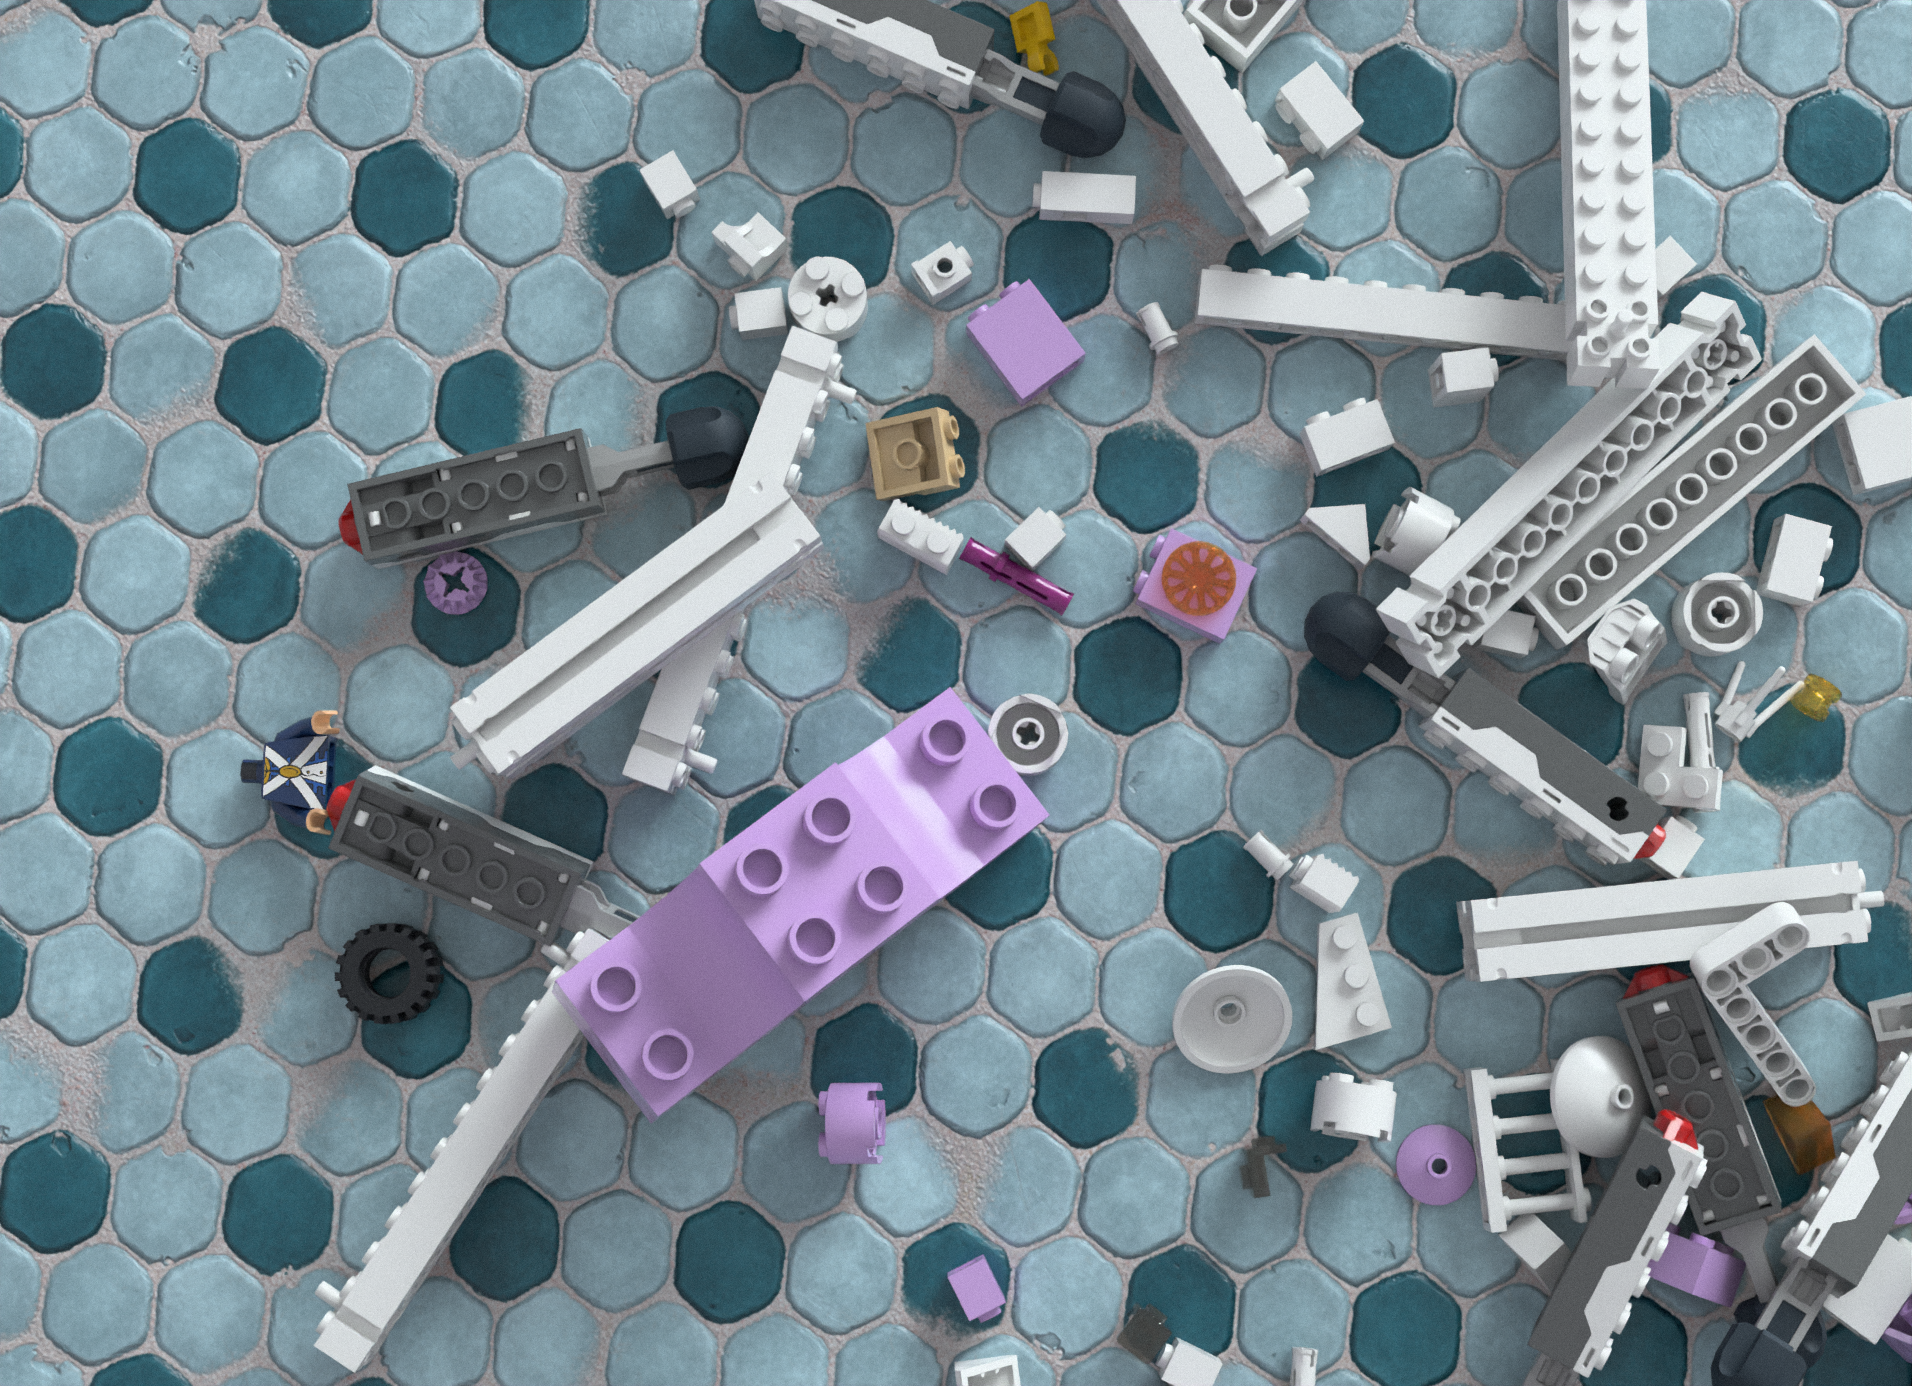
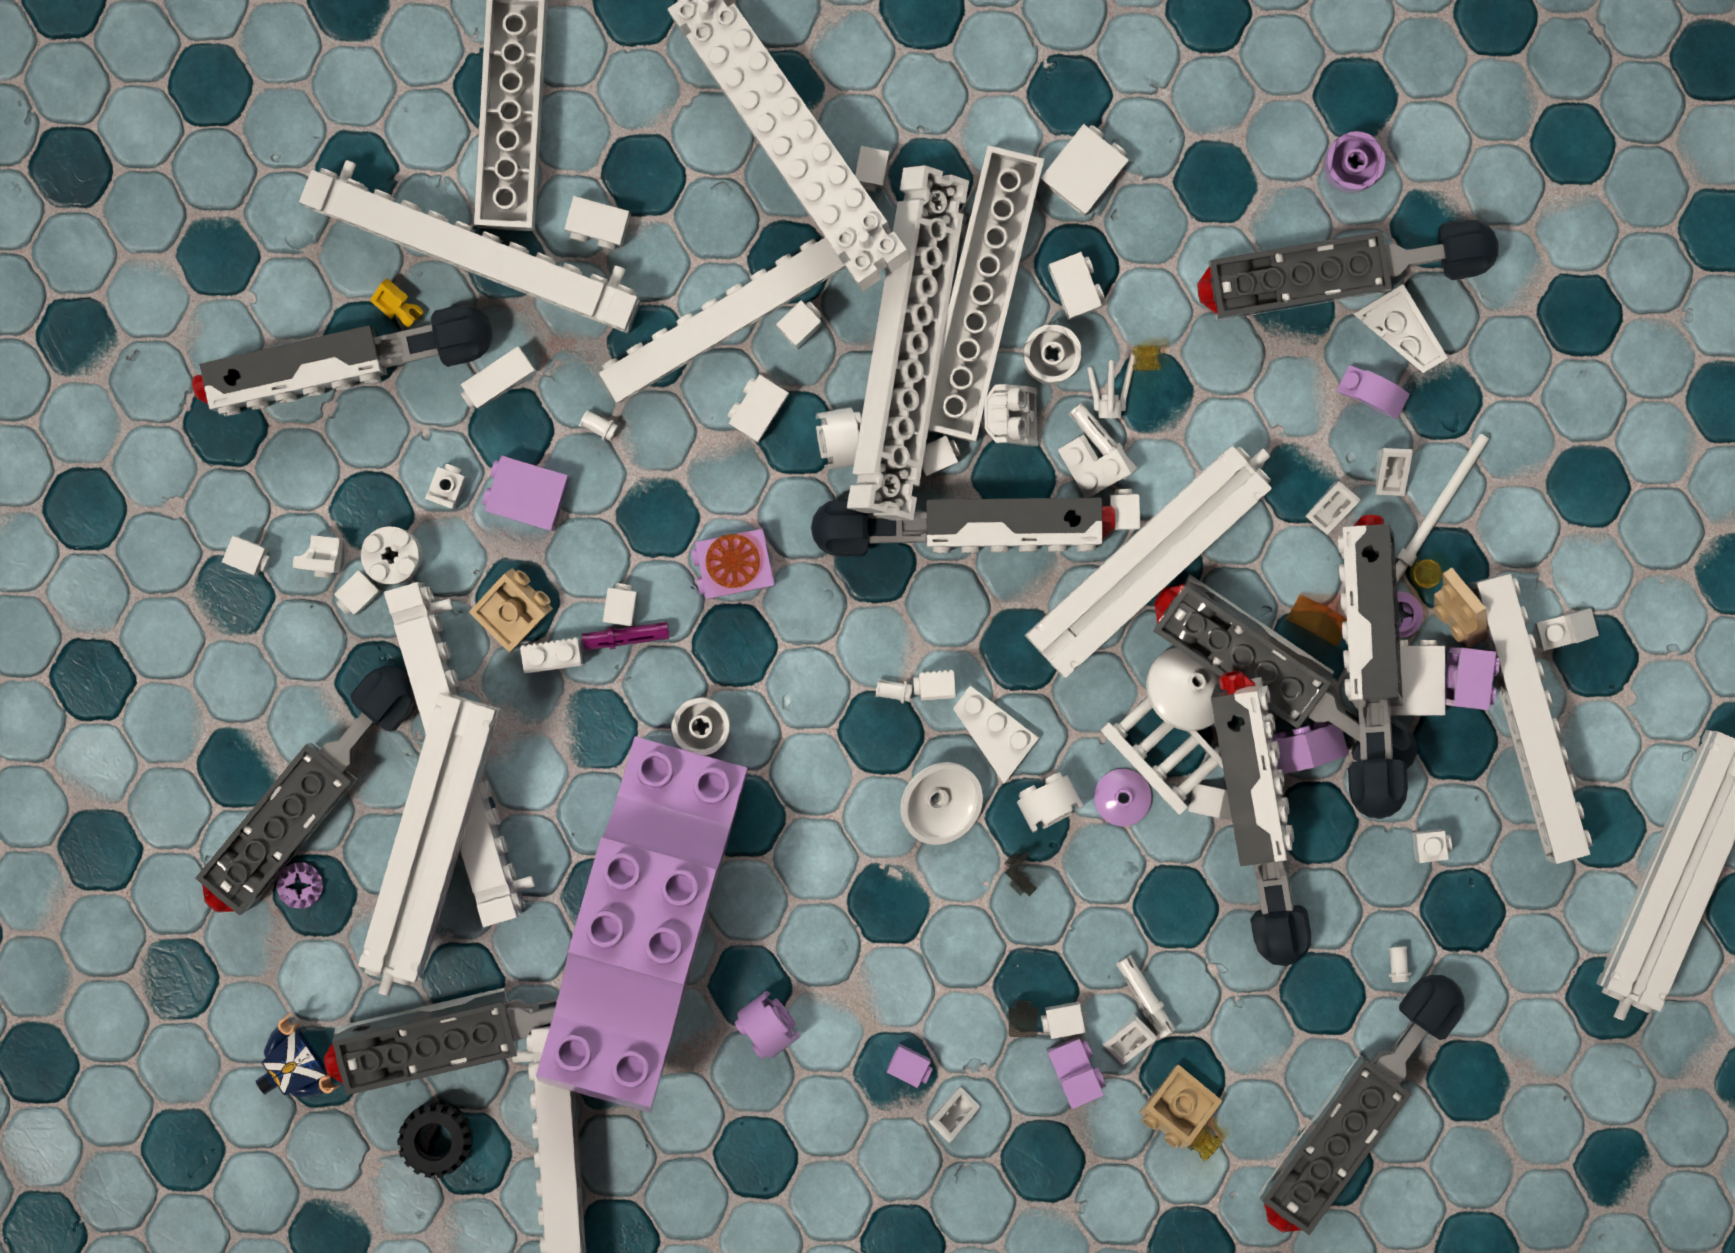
camera: 30 degrees left, 5 degrees up
(1342, 529) = (796, 465): white slope -> none
(1723, 974) = (1232, 578): white beam -> none

